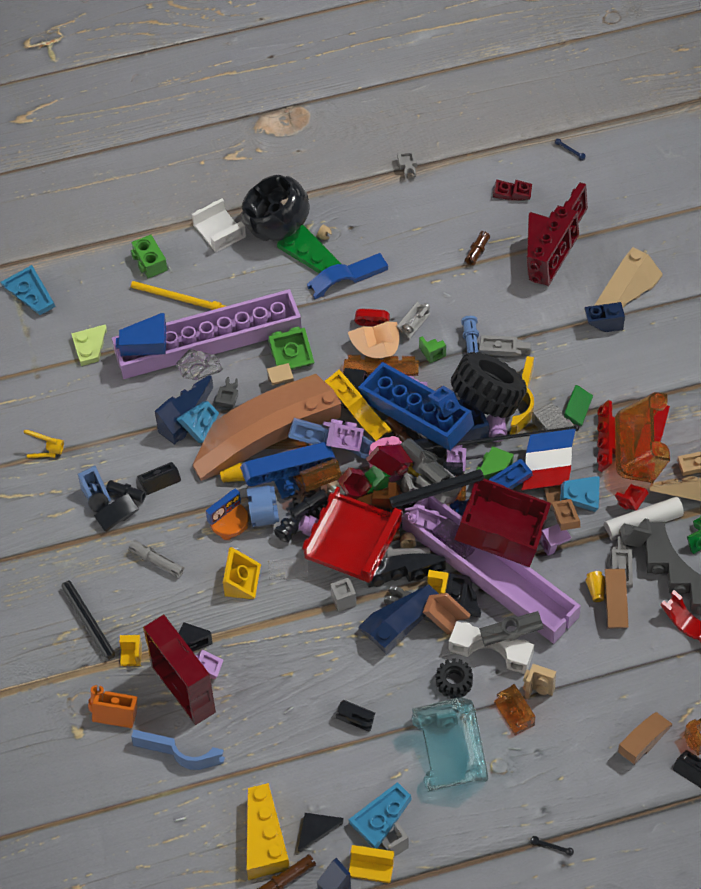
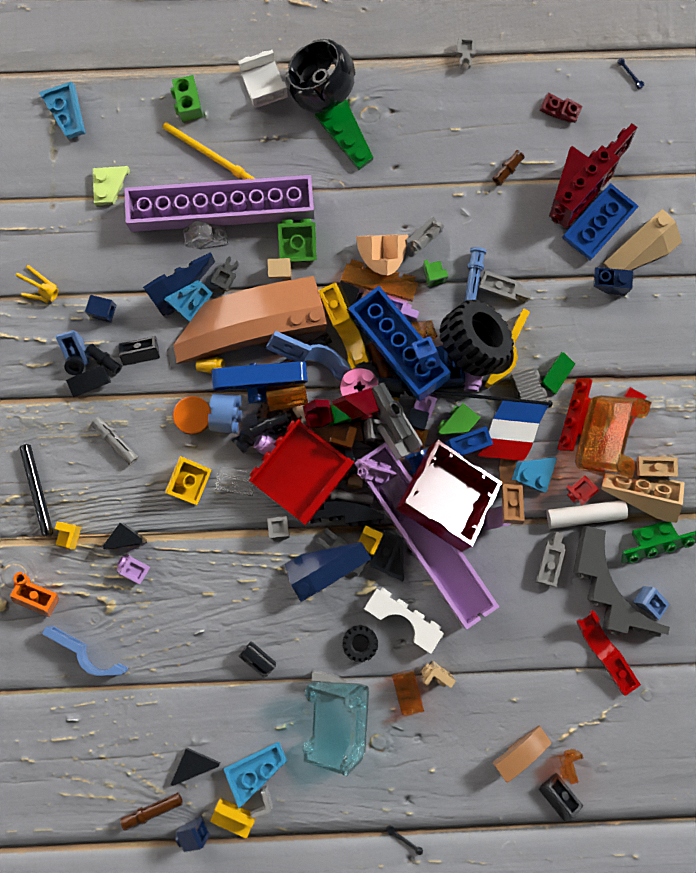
camera: 10 degrees right, 25 degrees up
(112, 448) = (100, 308): none -> dark blue panel
(144, 337) = (153, 198): blue slope -> none
(179, 669) = (95, 584): dark red tile -> none
(223, 506) = (187, 405): blue tile -> none
(264, 837) = (141, 769): yellow wedge -> none
(323, 231) = (363, 111): tan hinge -> none
(344, 436) = (321, 356): lavender bracket -> none
(356, 272) = (371, 164): blue piece -> none
(371, 317) = (385, 223): red beam -> none
(436, 488) = (394, 447): black axle -> none
(444, 611) = (366, 576): nougat panel -> none
(524, 625) = (411, 617): dark grey piece -> none
(579, 273) = (600, 222): none -> blue plate
(596, 585) = (520, 576): yellow cone -> none
(616, 599) = (535, 601): medium nougat slope -> none
(636, 535) = (575, 535): dark grey panel -> none

